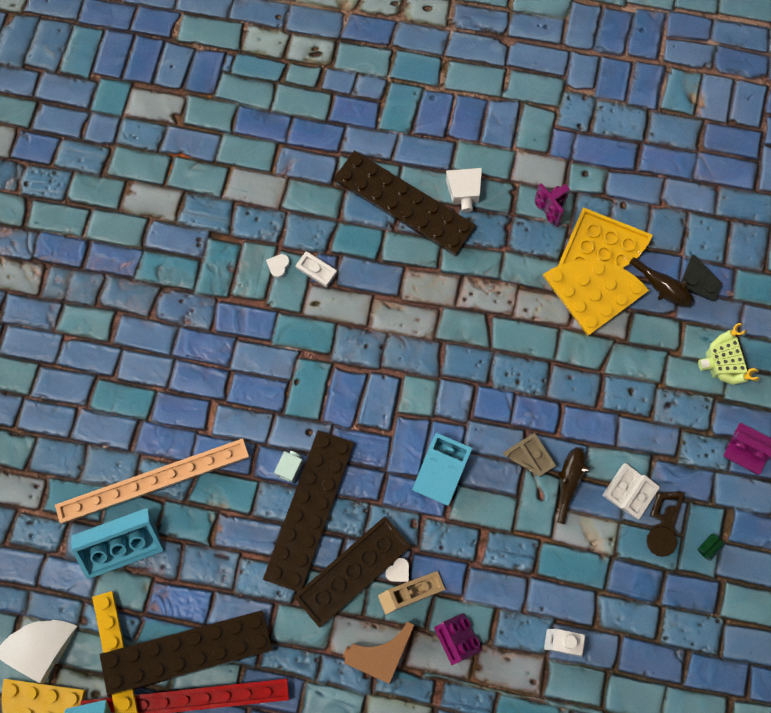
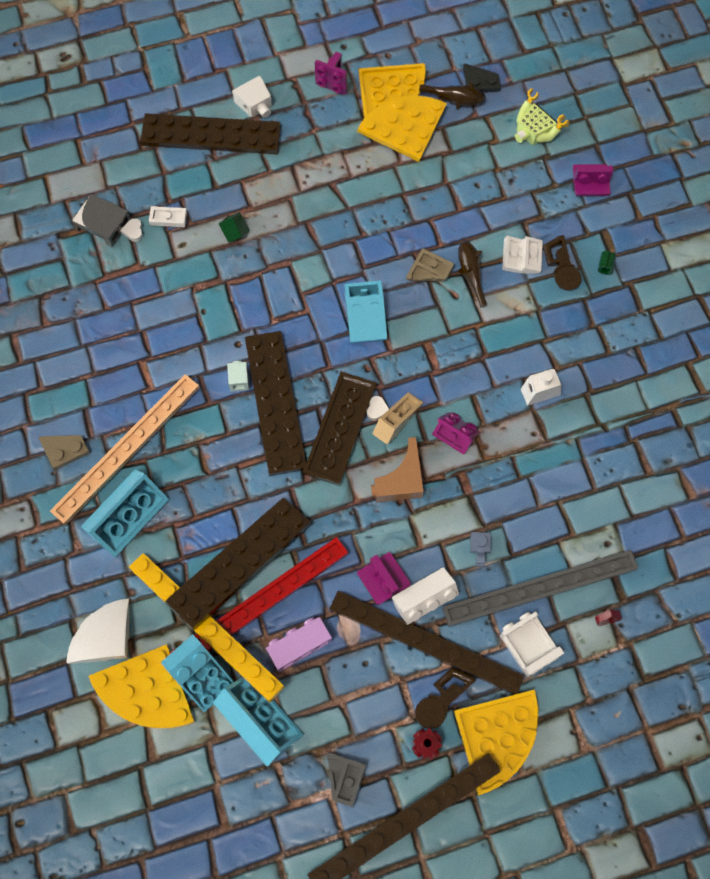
camera: 35 degrees left, 5 degrees down
(100, 450) = (63, 449): none -> dark tan wing
(254, 240) = (101, 219): none -> dark grey panel
(370, 312) = (234, 227): none -> dark green panel

